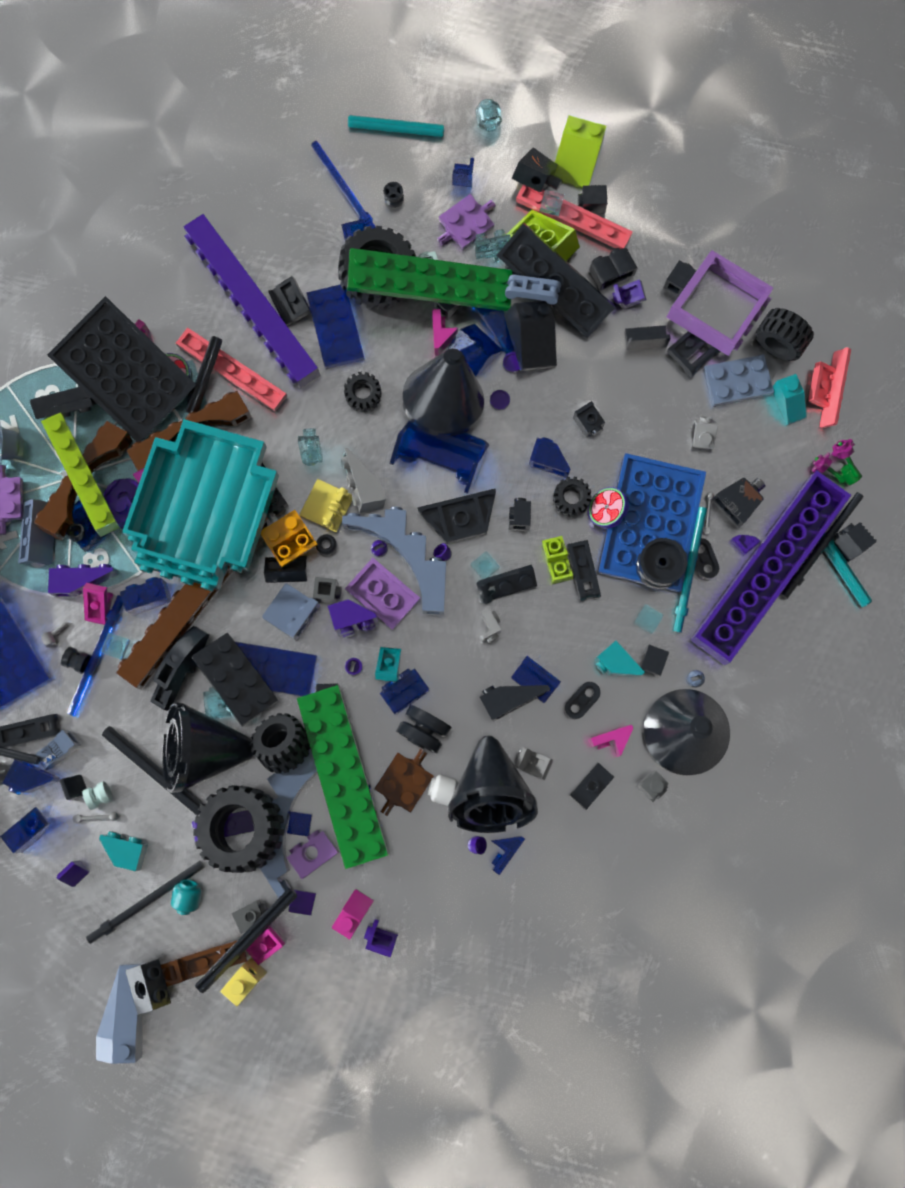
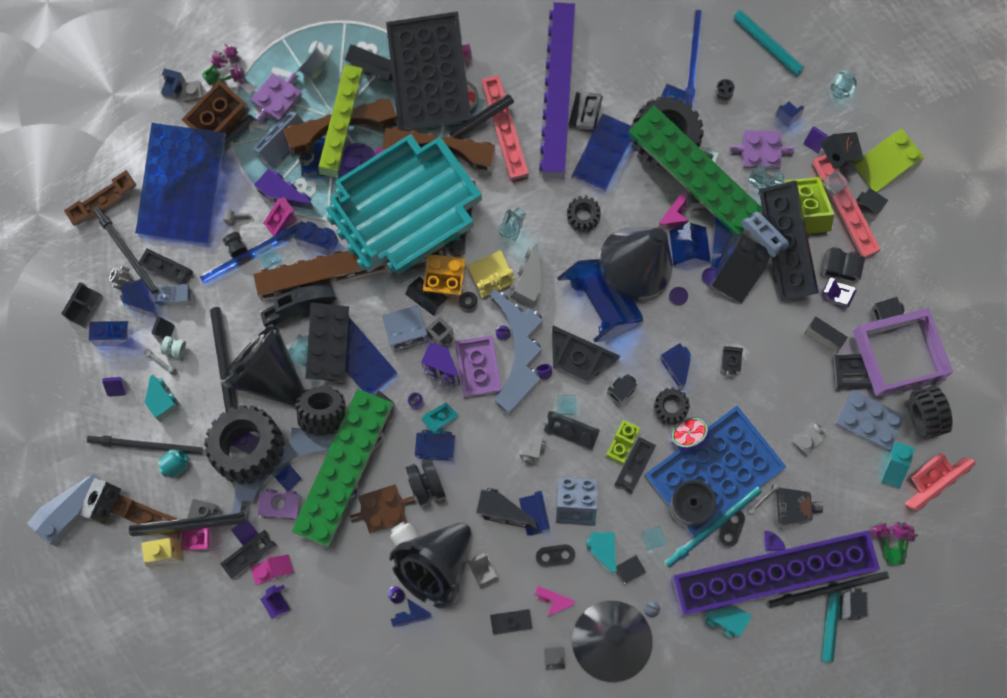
camera: 45 degrees right, 5 degrees down
(321, 920) = (248, 555): none -> black plate
(503, 179) = (814, 138): none -> dark purple slope
(561, 639) = (577, 500): none -> sand blue bracket
(768, 634) = (730, 619): none -> teal slope

